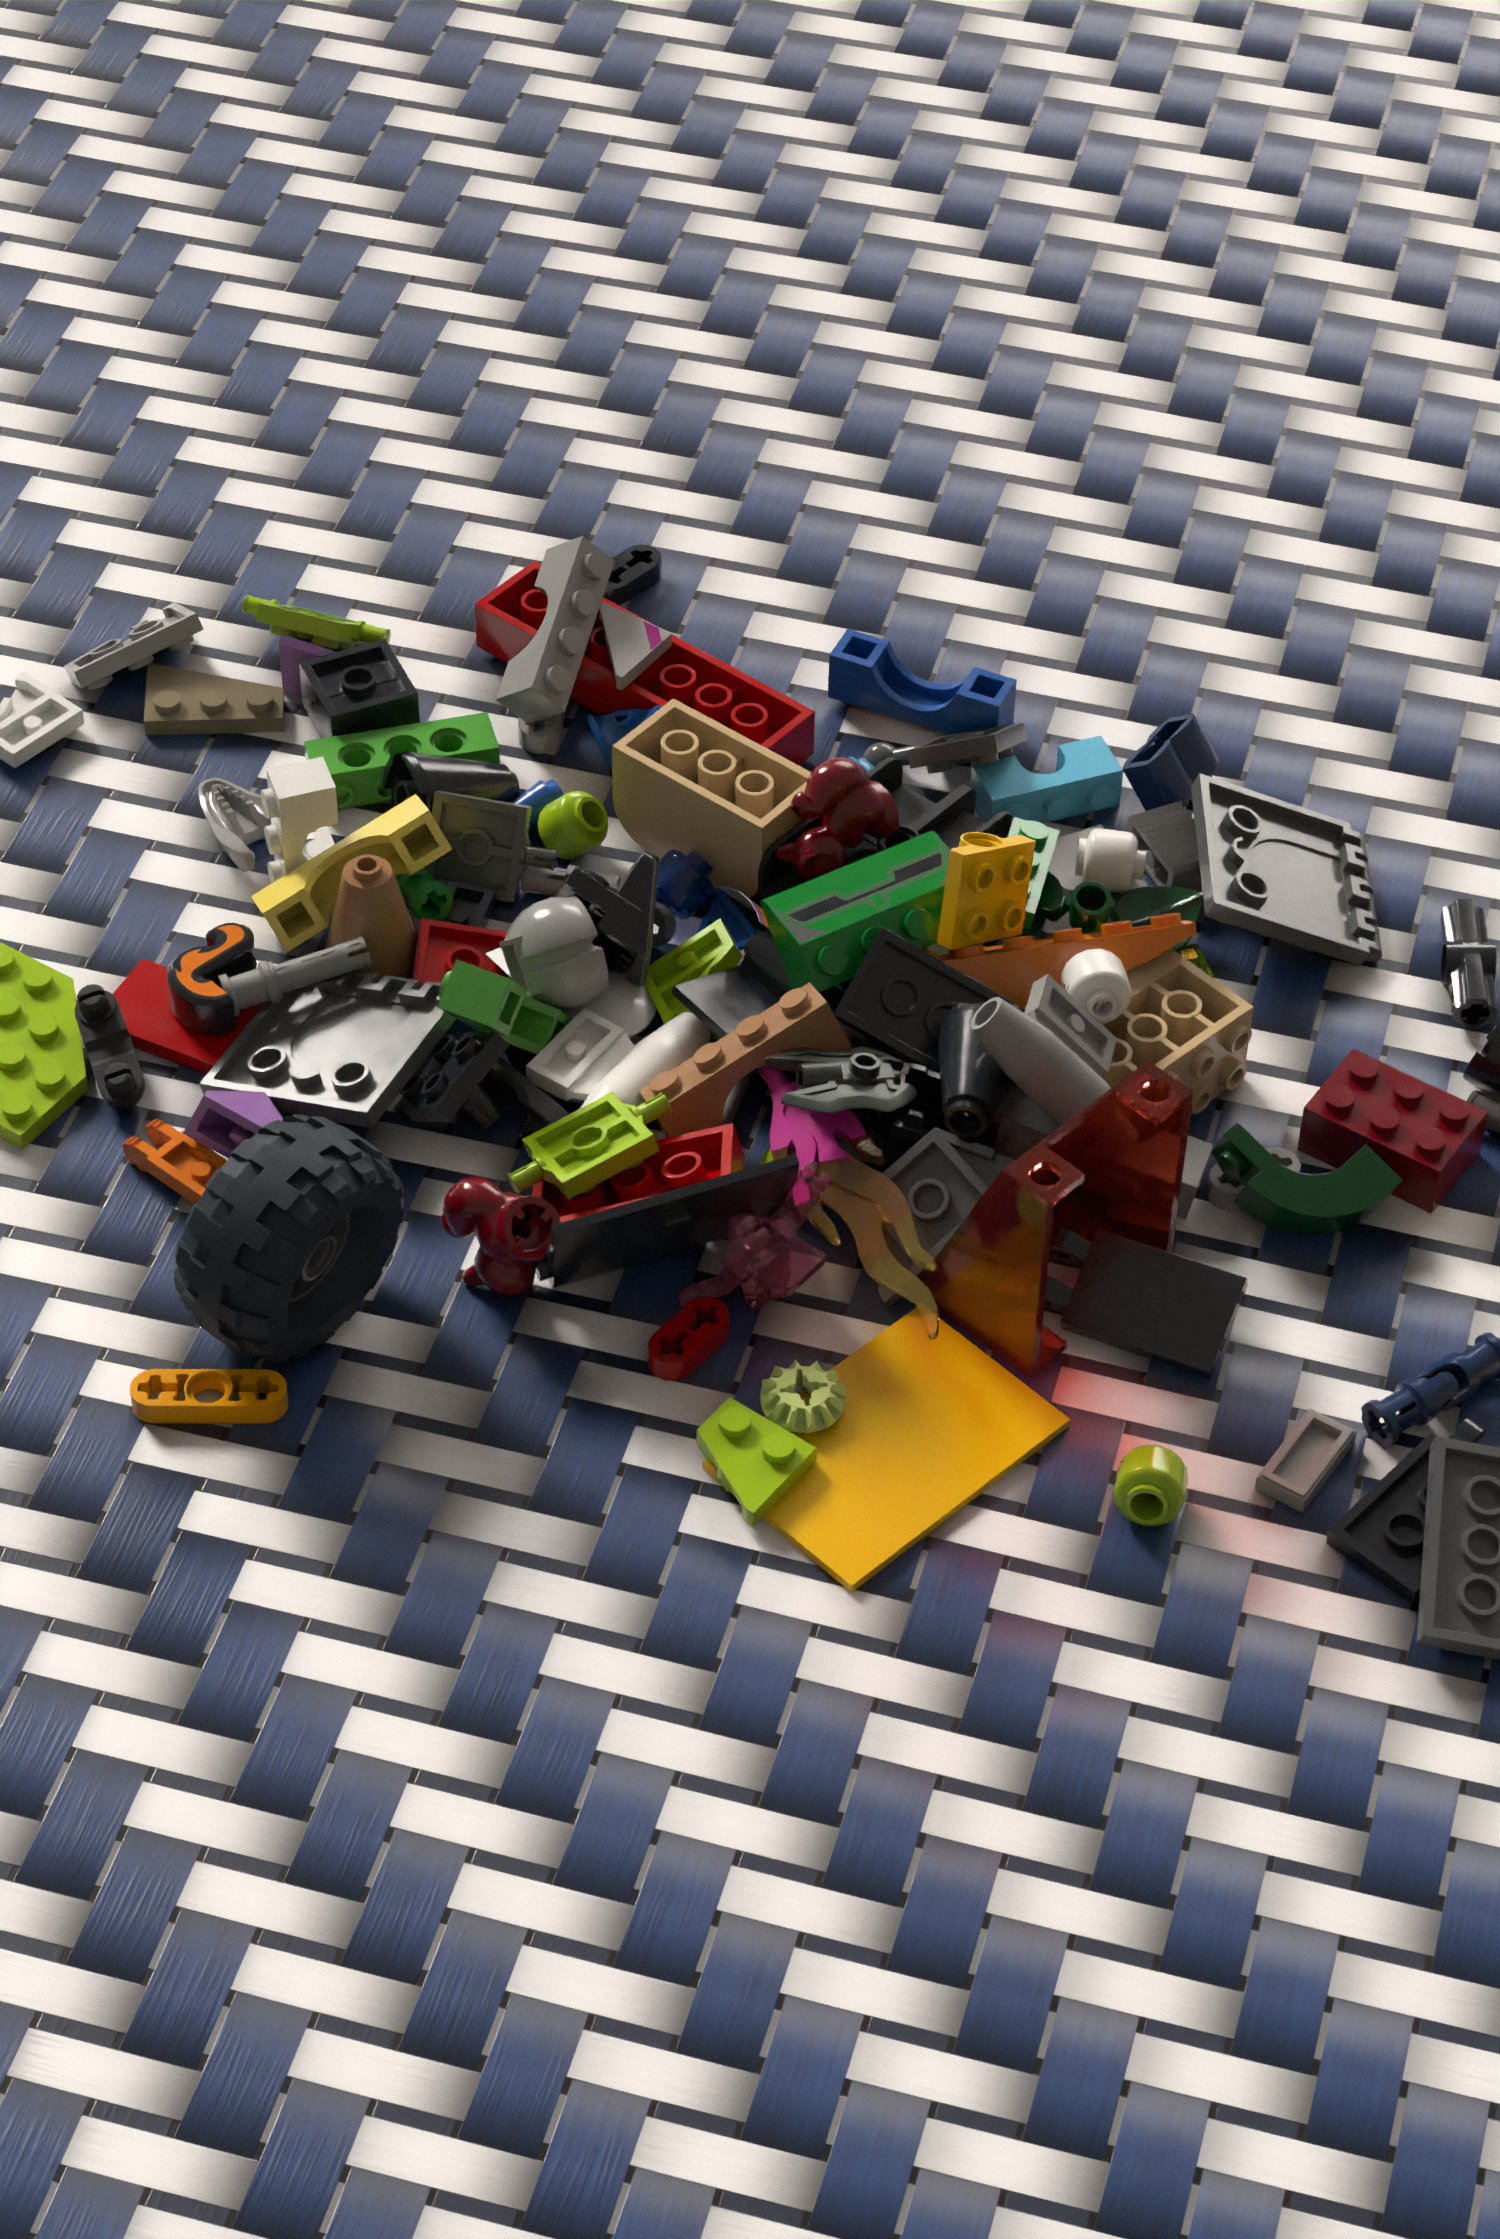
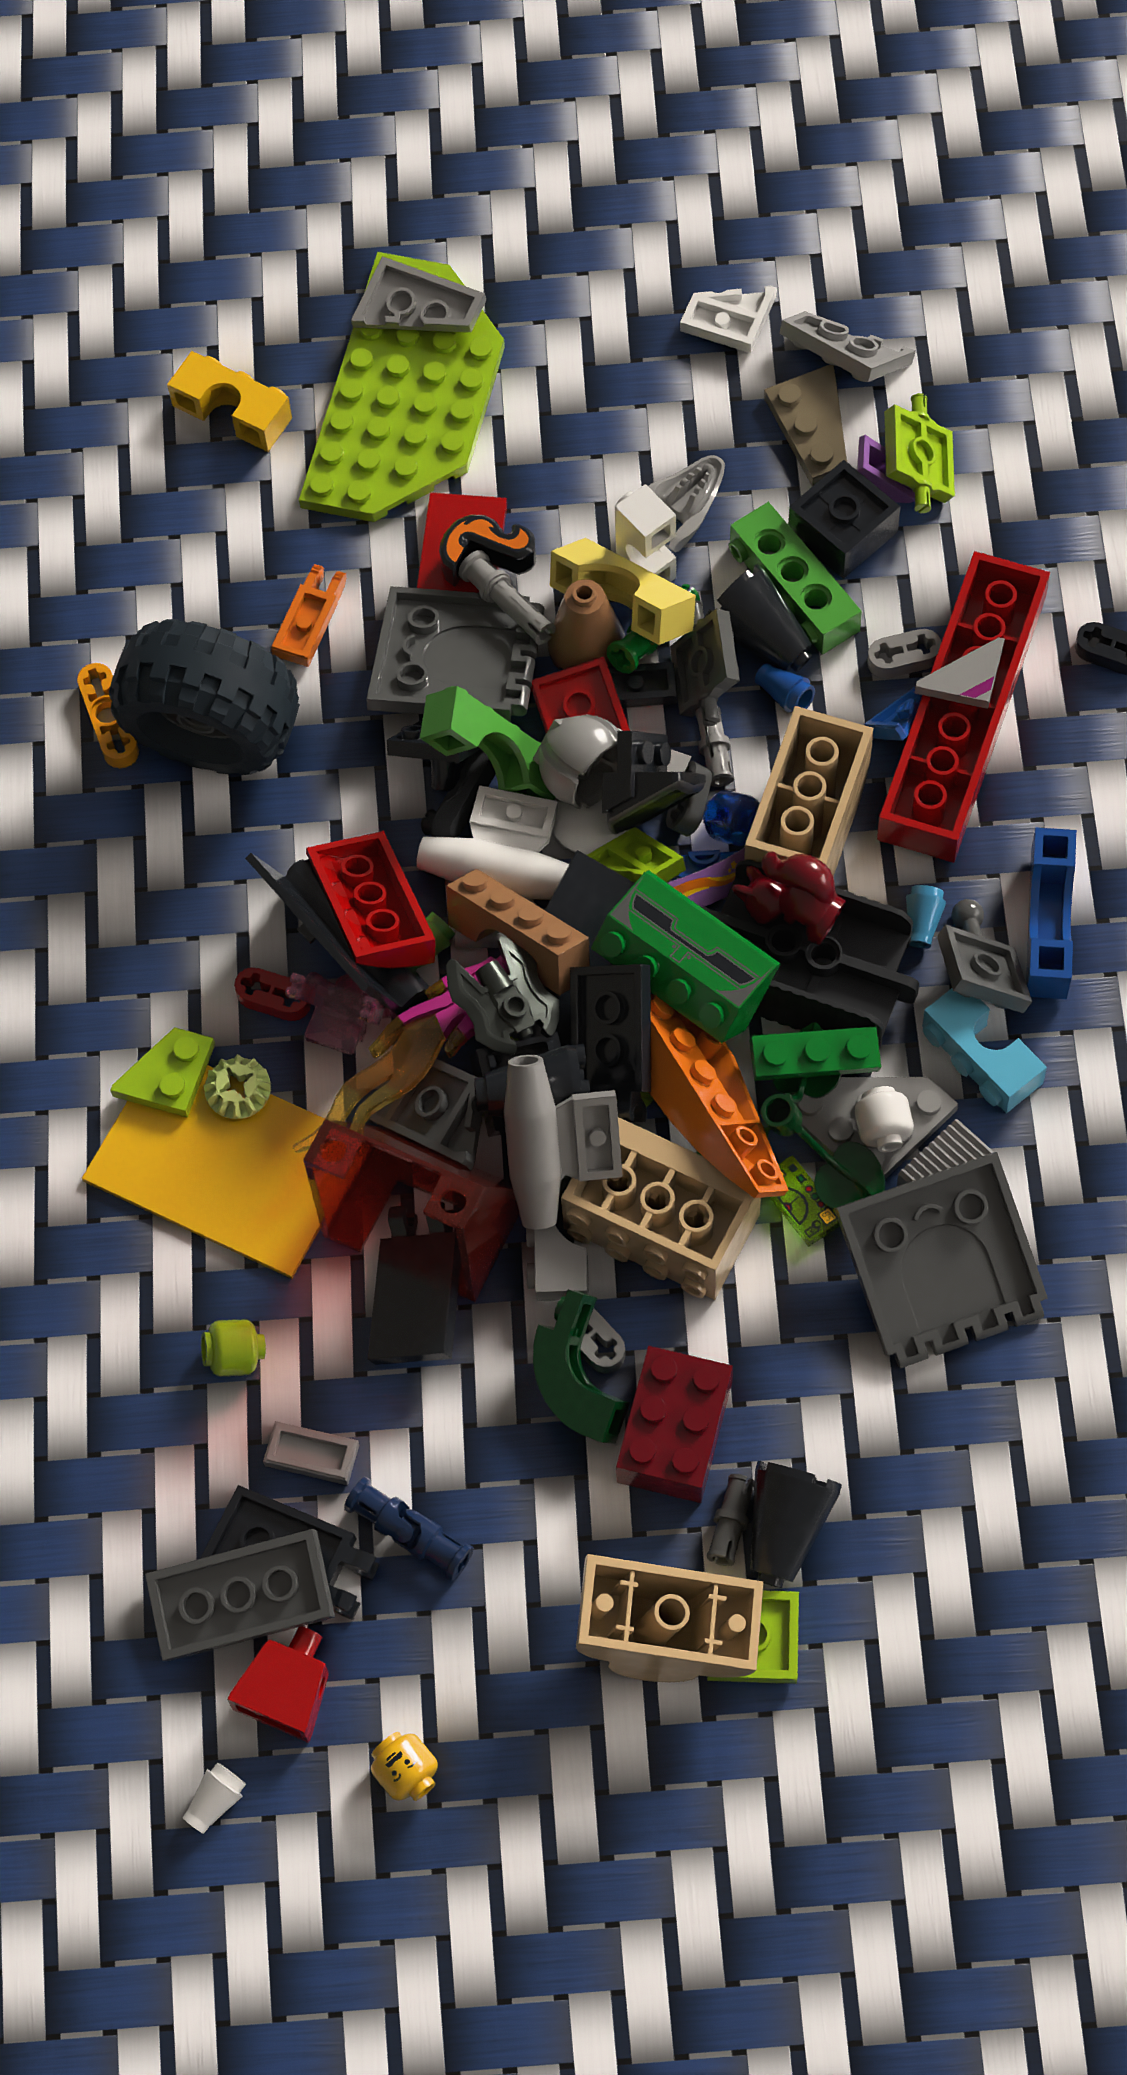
camera: 75 degrees right, 20 degrees up
(109, 1047) = (406, 511): black piece -> none
(230, 1118) = (346, 630): medium lavender slope -> none
(508, 1227) = (278, 830): dark red animal -> none
(545, 671) = (988, 611): light grey arch -> none
(573, 824) = (767, 732): lime head -> none
(591, 1145) = (389, 854): lime plate -> none
(985, 889) = (714, 1028): yellow plate -> none
(1098, 982) = (663, 1142): white head -> none
(1170, 762) = (1043, 1133): dark blue brick -> none
(1468, 964) = (909, 1437): black piece -> none

